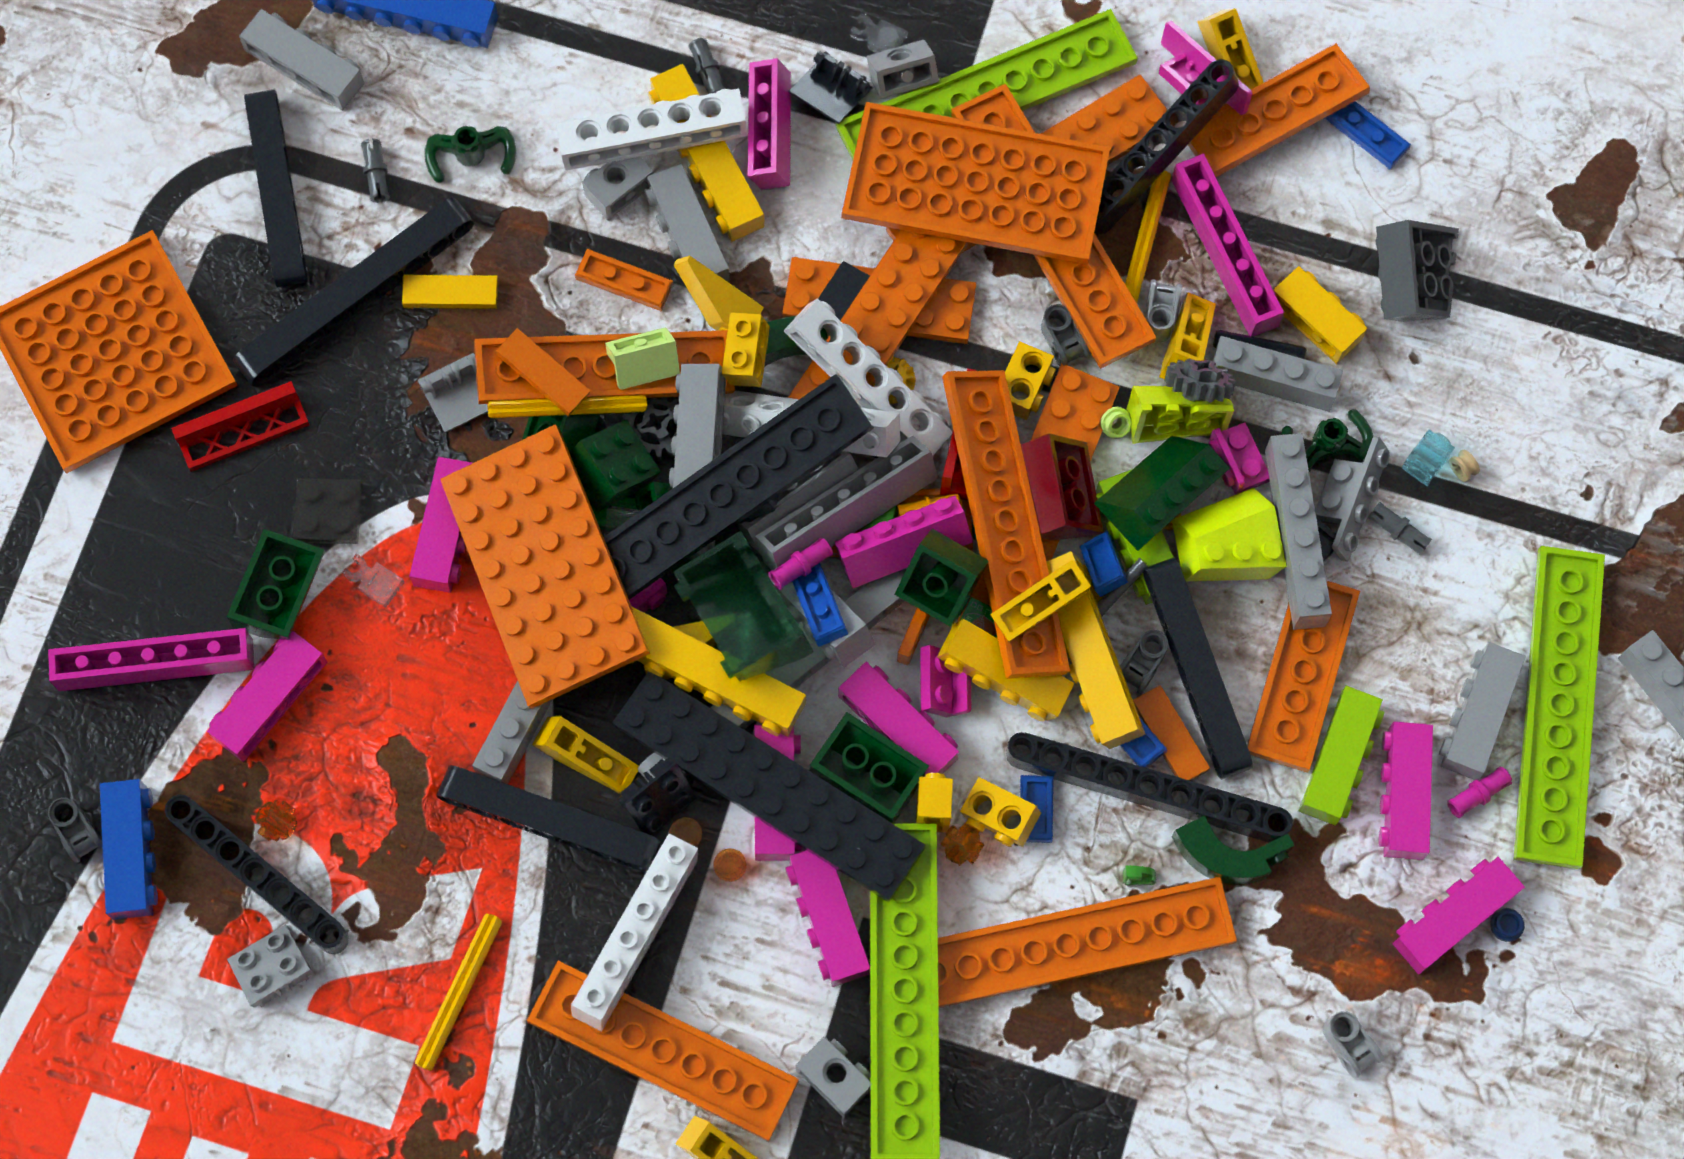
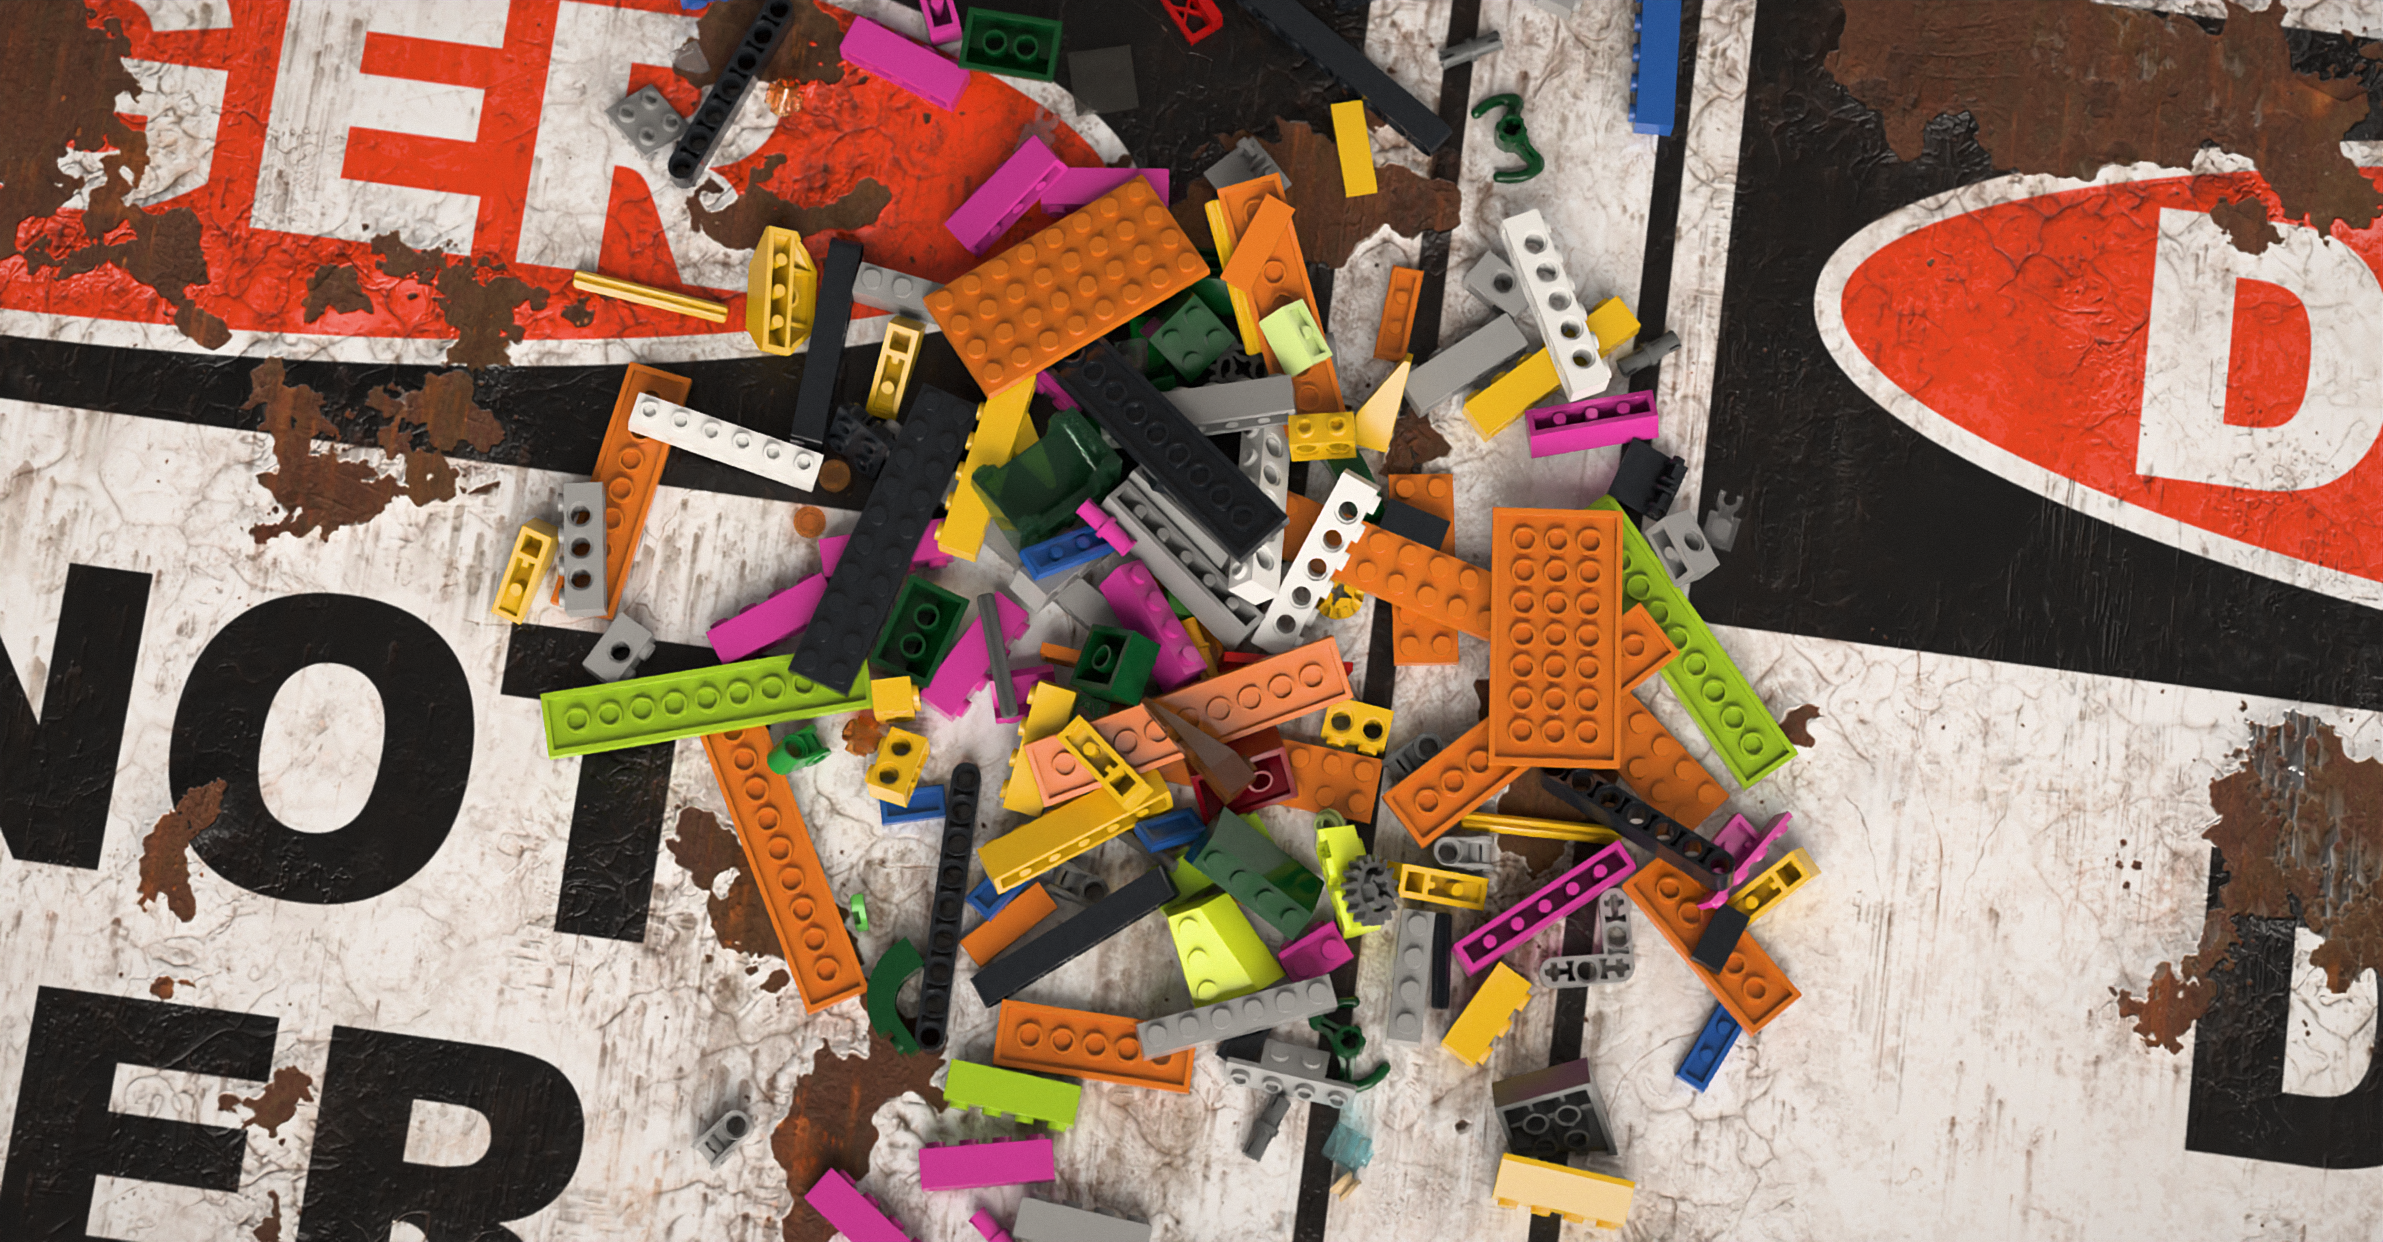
camera: 80 degrees right, 5 degrees up
(209, 913) = (690, 58): none -> clear tile
(432, 613) = (1006, 195): none -> dark pink brick
(486, 856) = (780, 292): none -> yellow wedge
(673, 1075) = (593, 598): none -> light grey brick
(907, 694) = (997, 655): none -> dark grey axle
(968, 910) = (797, 751): none -> green piece
(1064, 491) = (1214, 761): none -> reddish brown wedge
(1273, 202) = (1609, 954): none -> light grey beam
(1278, 99) = (1720, 938): none -> black tile
(1492, 275) = (1563, 1191): none -> yellow slope

